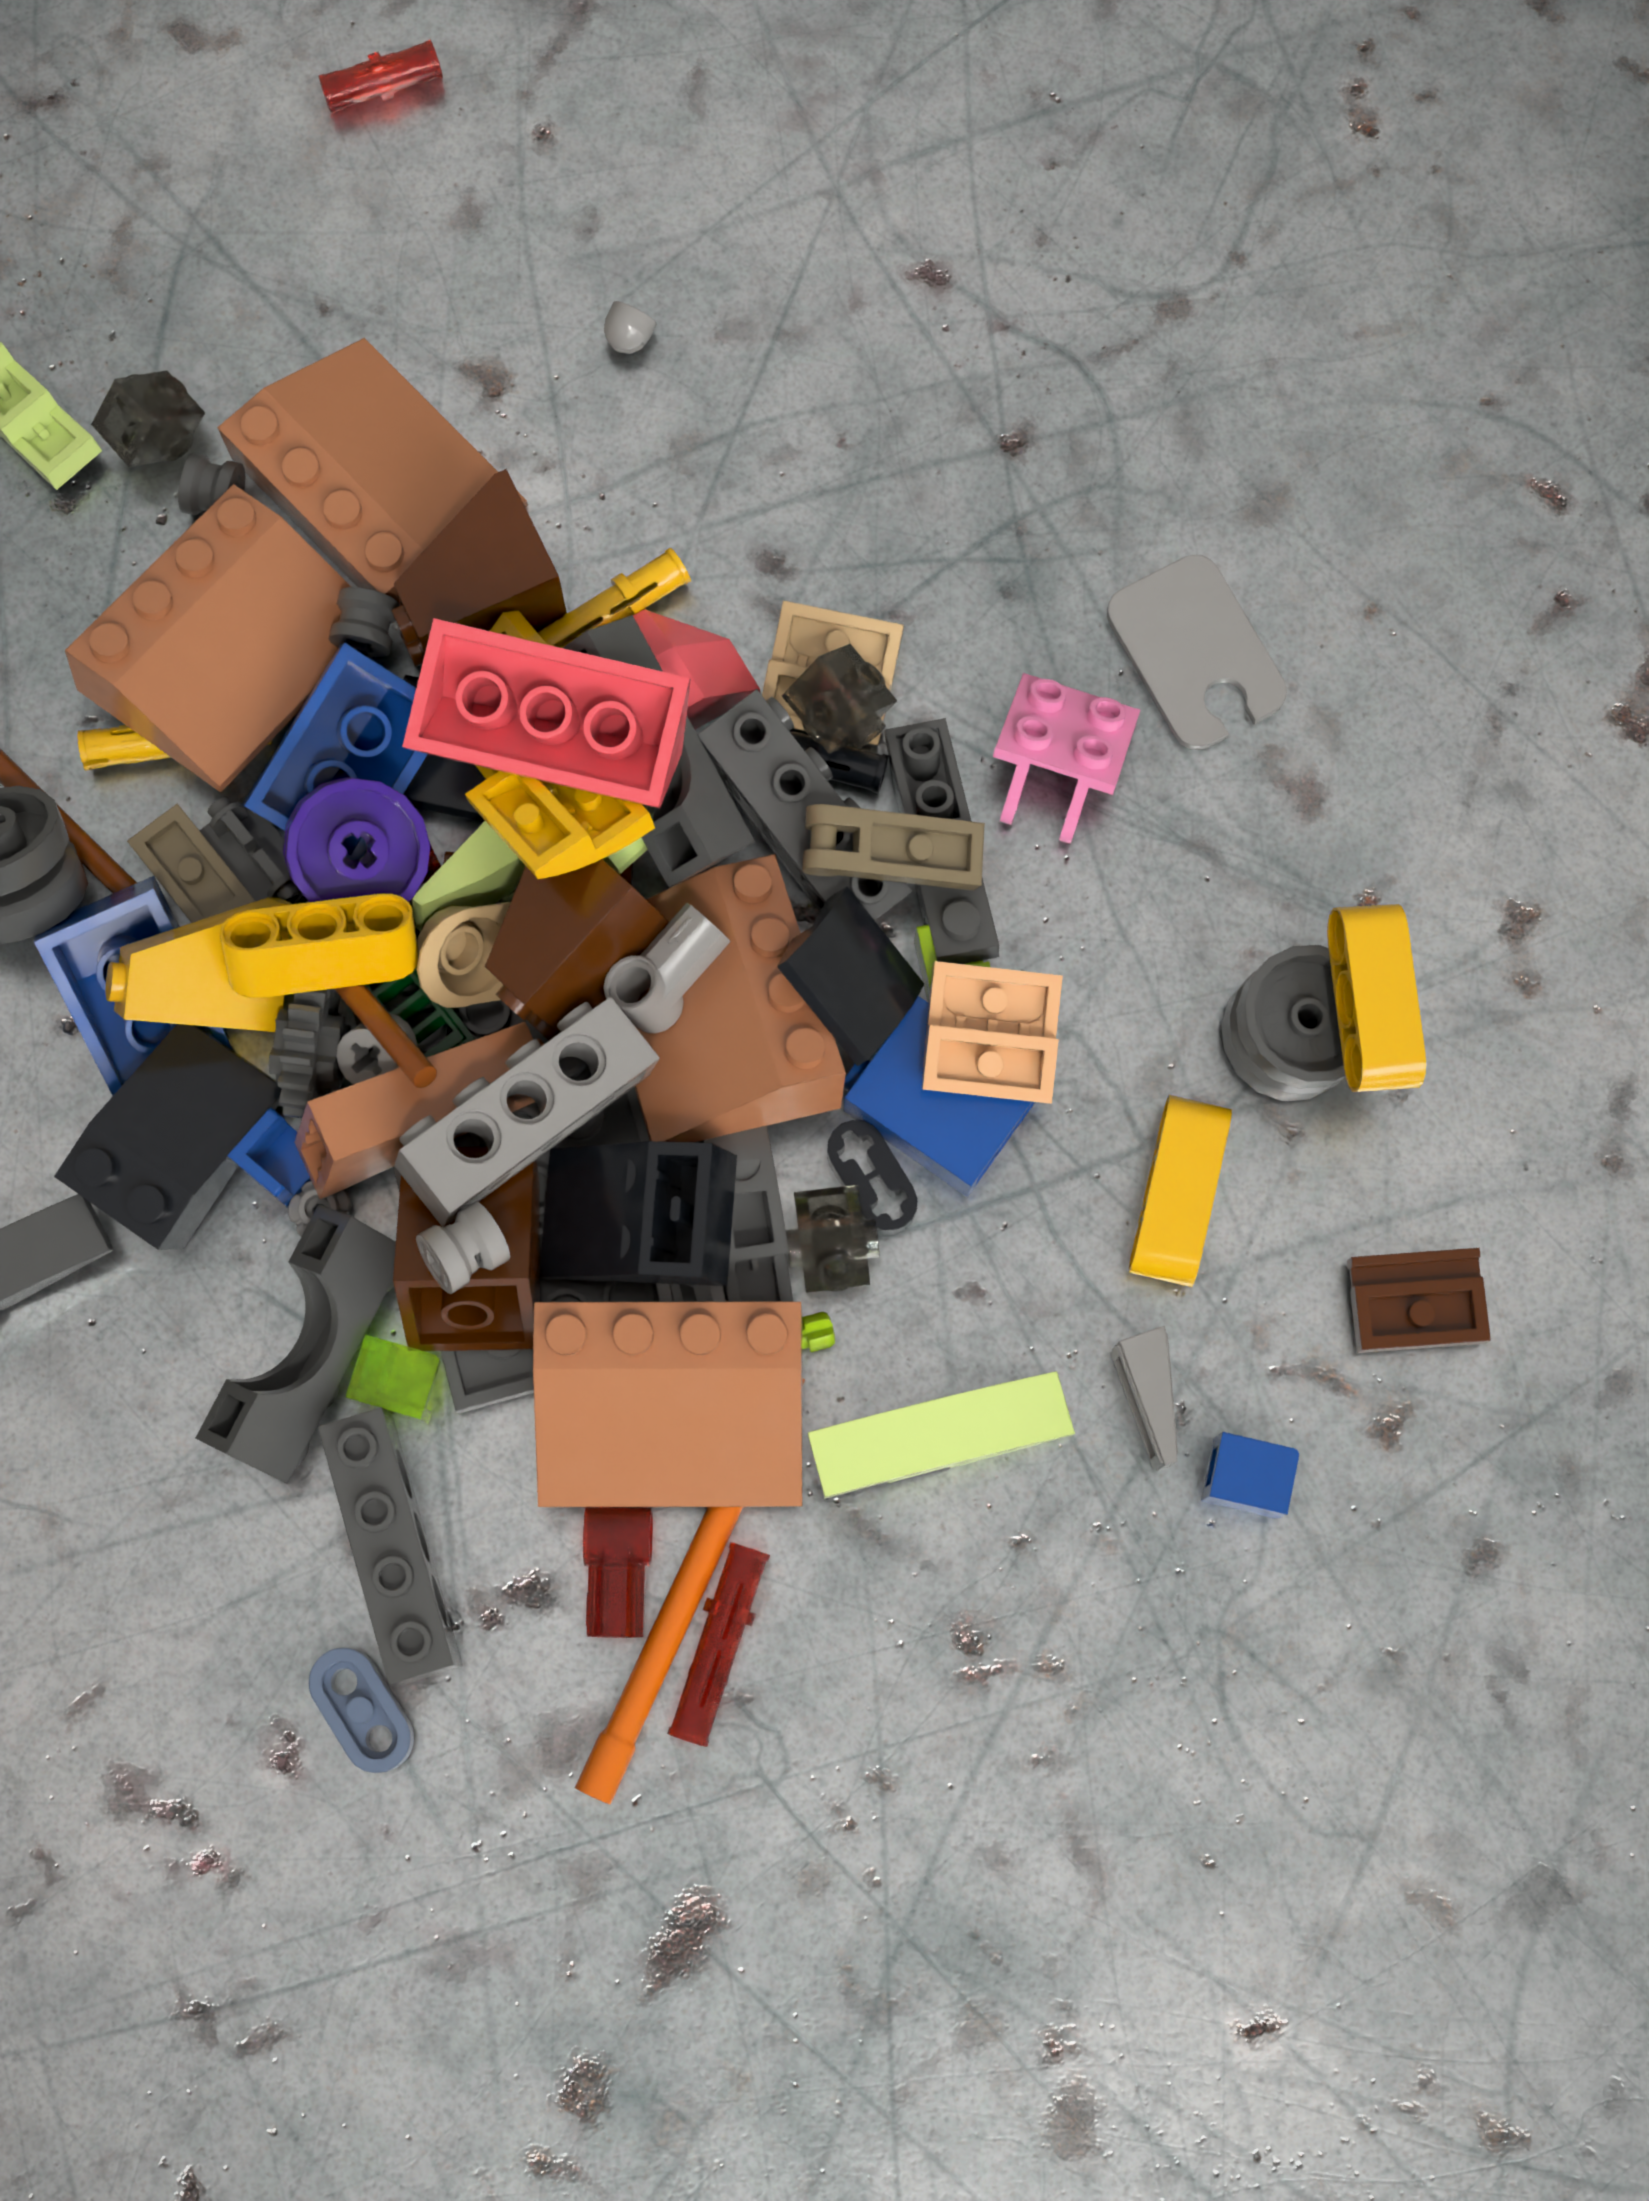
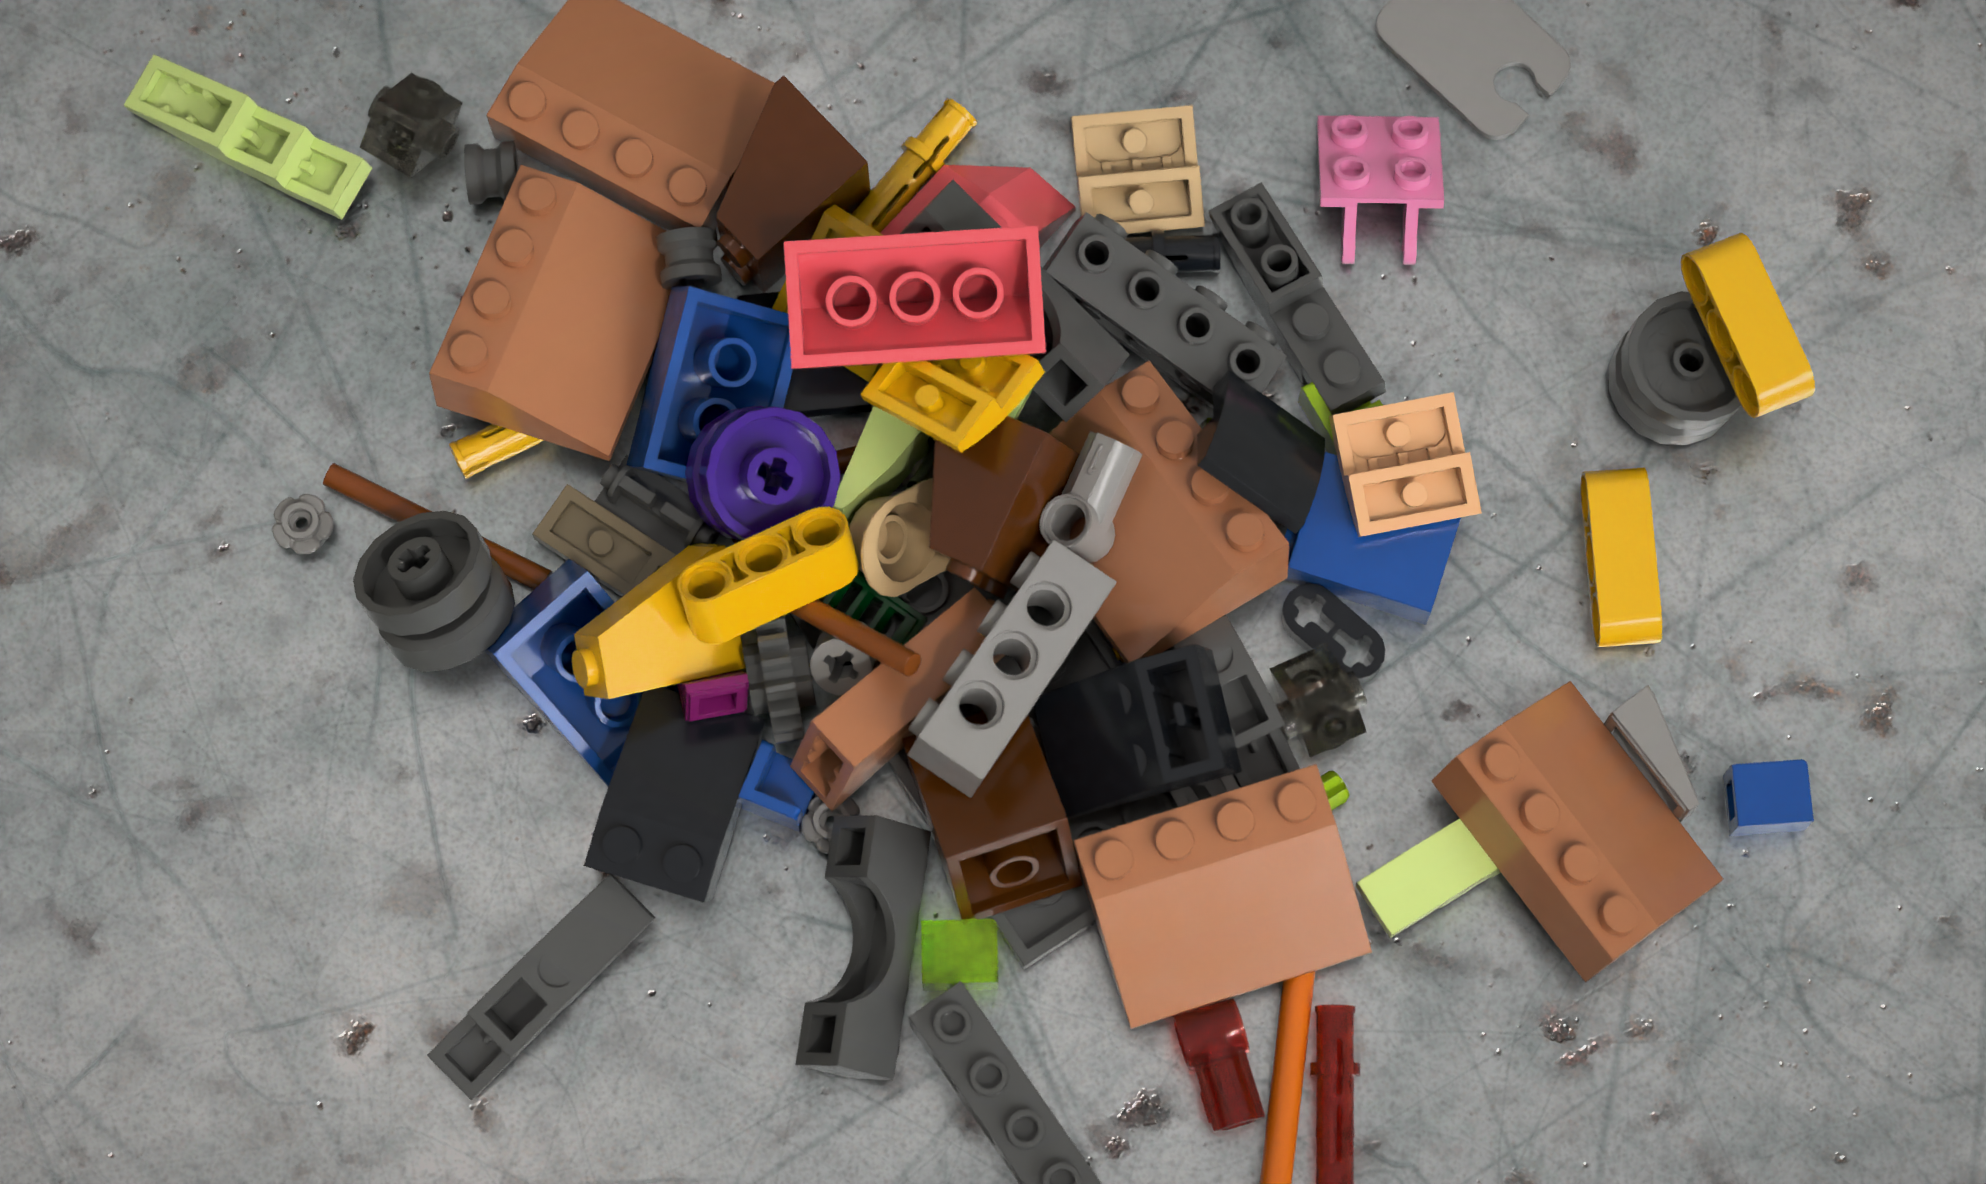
camera: 15 degrees left, 0 degrees up
(238, 1049) = (714, 695): none -> magenta slope
(463, 1247) = (1000, 809): light grey wheel -> none
(840, 699) = (1163, 197): clear smoke brick -> none
(895, 847) = (1262, 320): dark tan plate -> none
(1047, 1448) = (1576, 829): none -> nougat slope
(1418, 1300) = (1870, 590): reddish brown plate -> none

